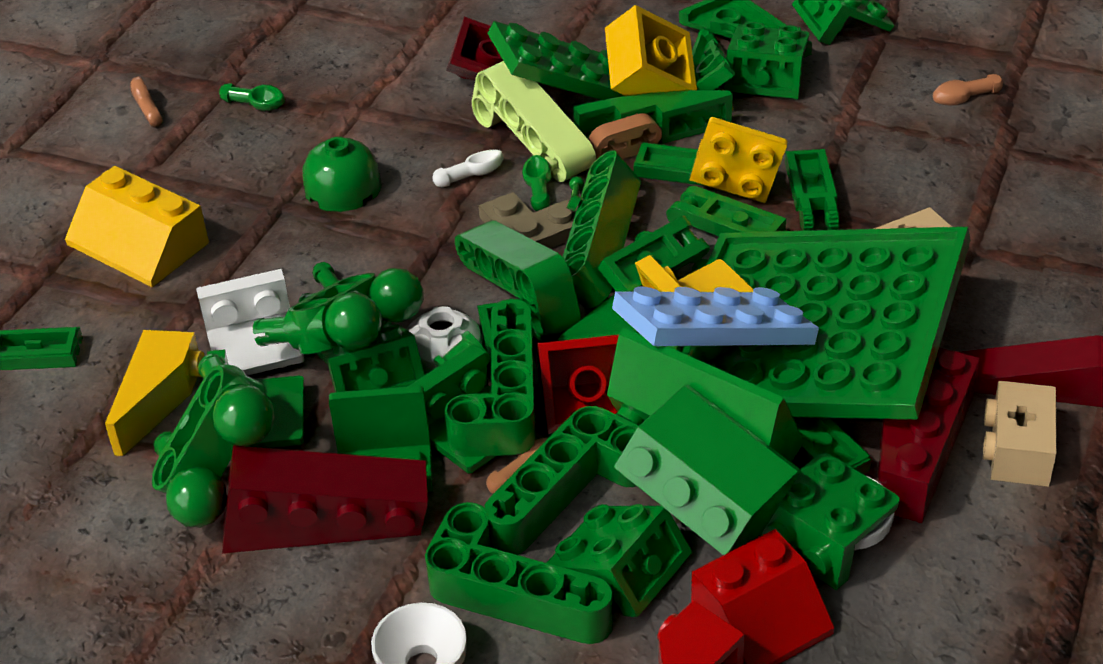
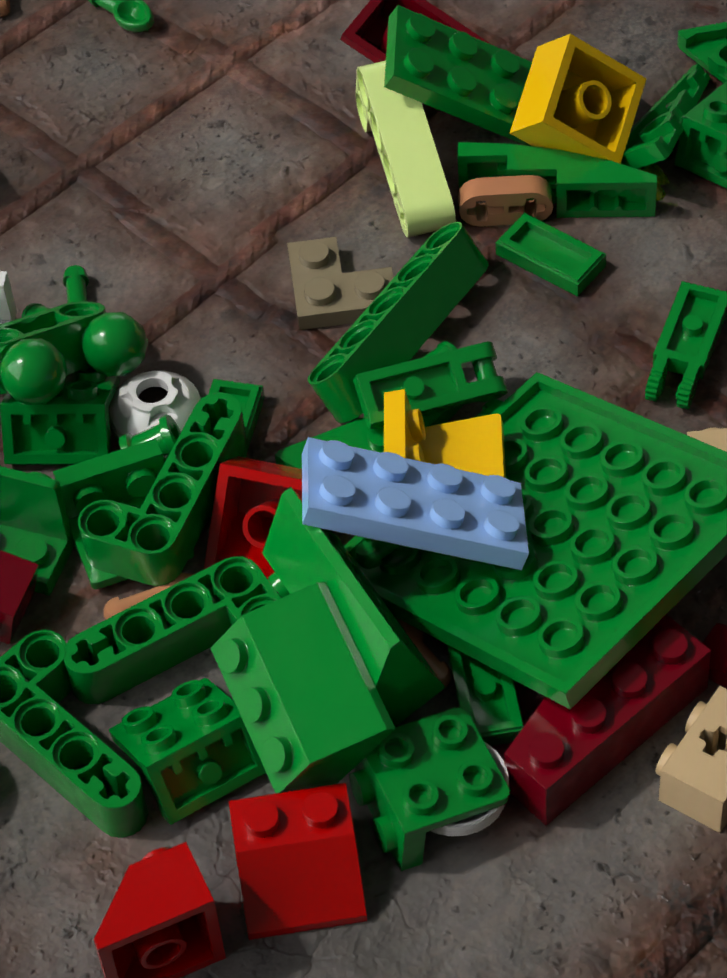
camera: 25 degrees right, 10 degrees up
(340, 174) = (158, 152): green cylinder -> none
(476, 164) = (319, 183): white piece -> none
(526, 271) = (273, 360): green beam -> none
(537, 176) = (377, 221): green piece -> none
(576, 185) = (390, 272): green hinge -> none
(722, 214) = (559, 349): green plate -> none
(738, 159) = (602, 284): yellow bracket -> none

